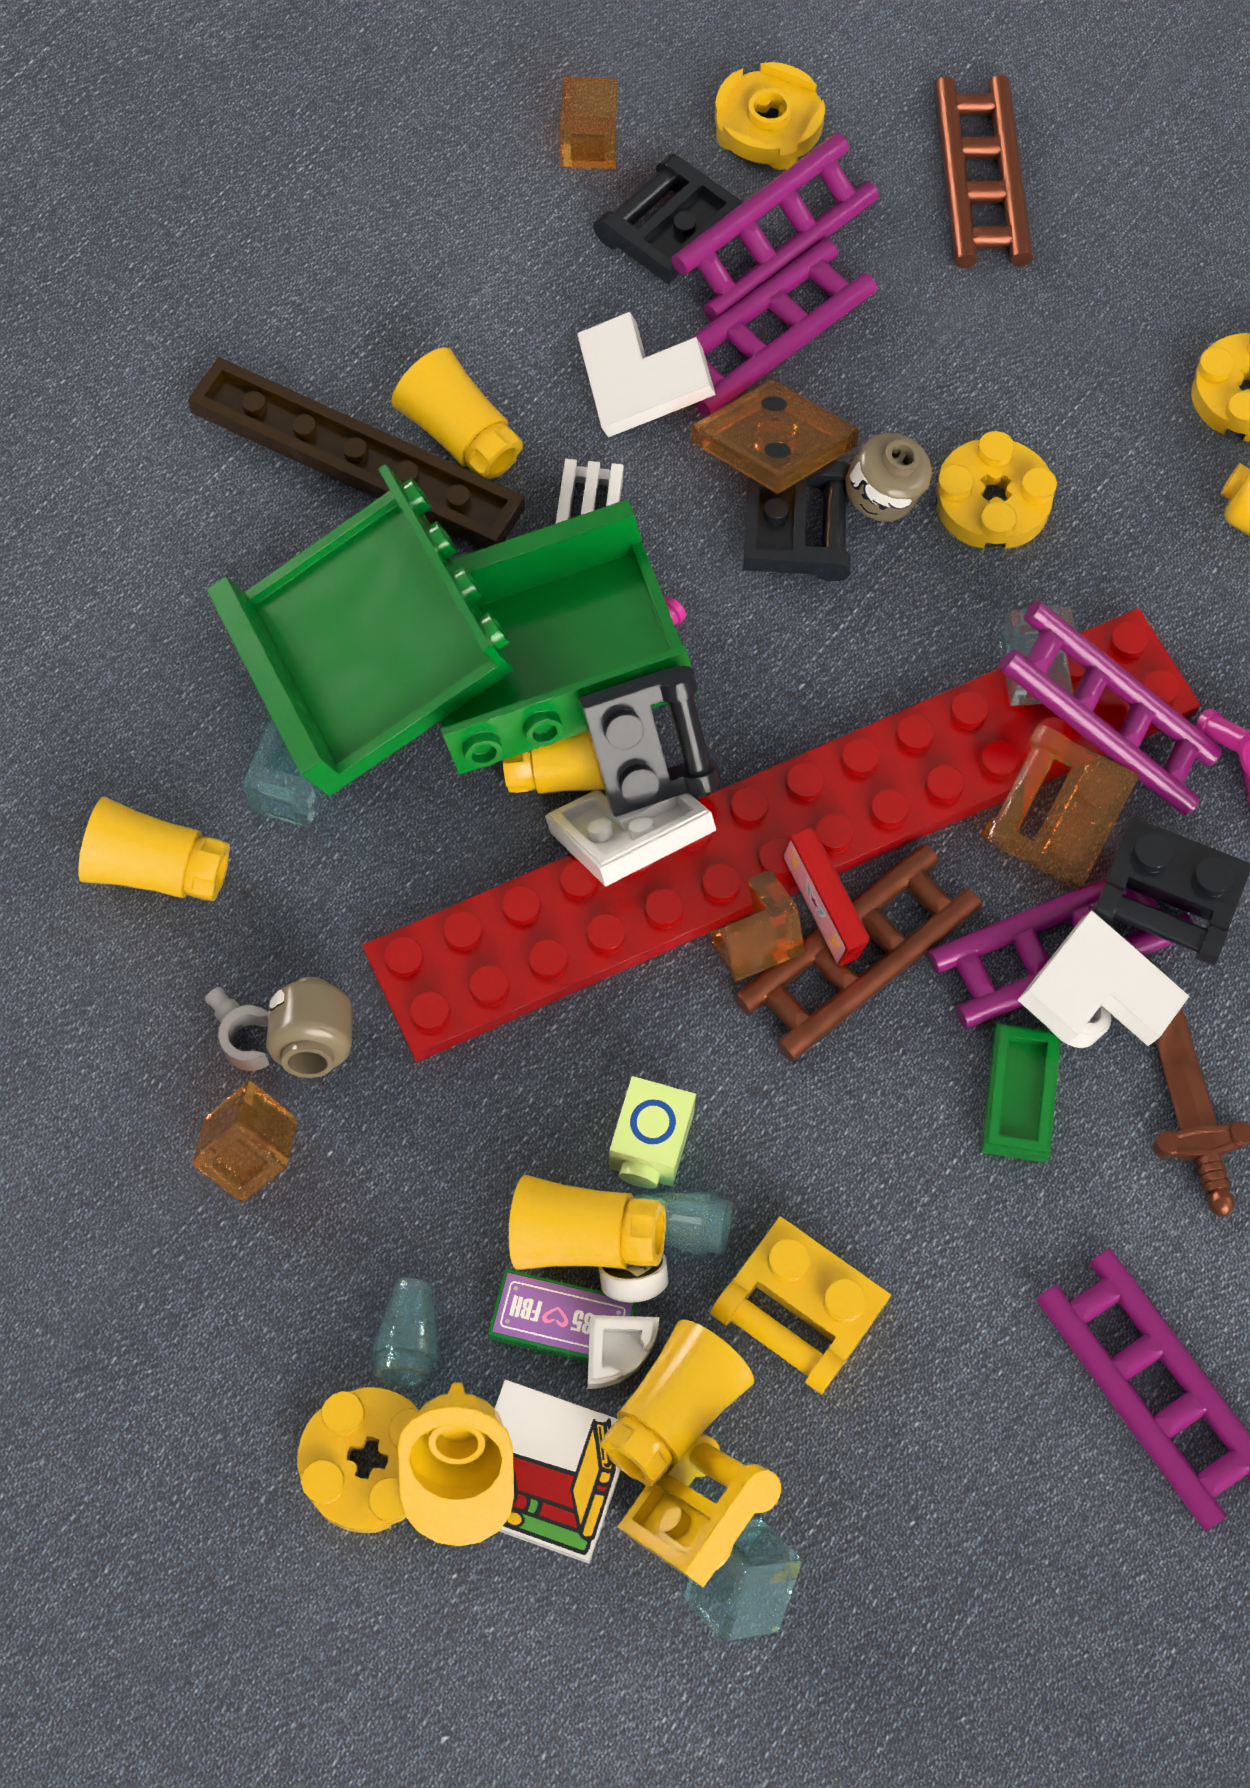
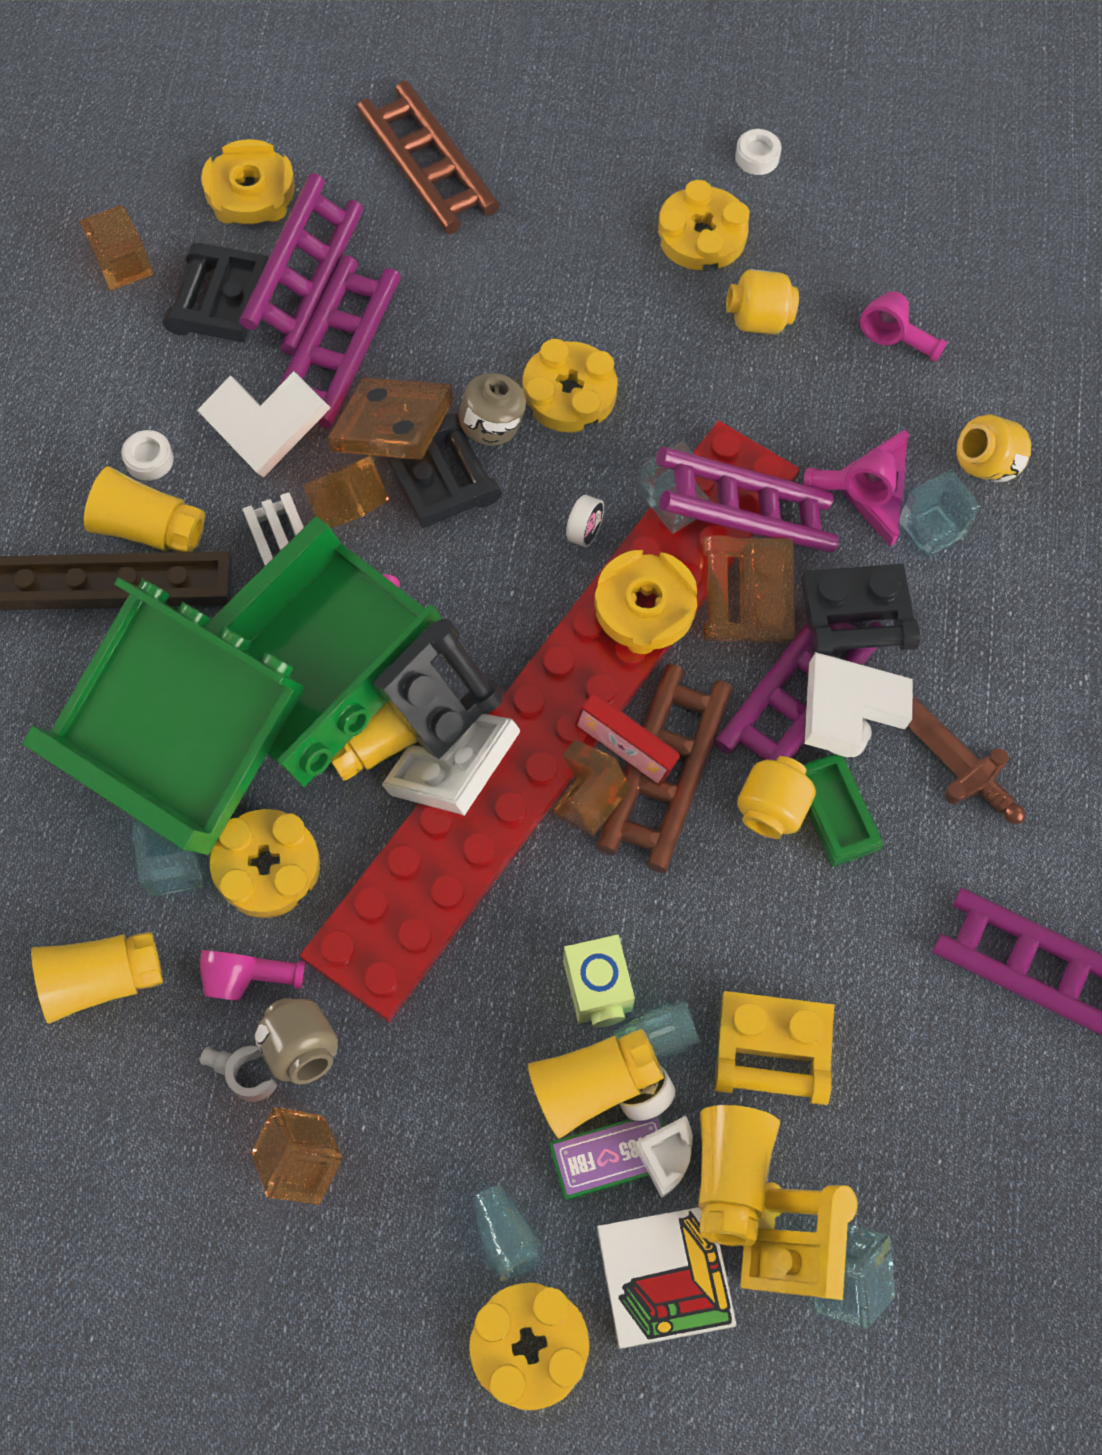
camera: 30 degrees left, 0 degrees up
(282, 927) = (229, 974): none -> dark pink bar
(393, 865) = (288, 881): none -> yellow plate
(456, 1469) = (606, 1315): yellow piece -> none
(500, 357) = (147, 455): none -> white tile
(682, 493) = (346, 492): none -> clear orange panel
(923, 645) = (585, 520): none -> white tile
(928, 794) = (640, 627): none -> yellow plate
(956, 1043) = (776, 797): none -> yellow head

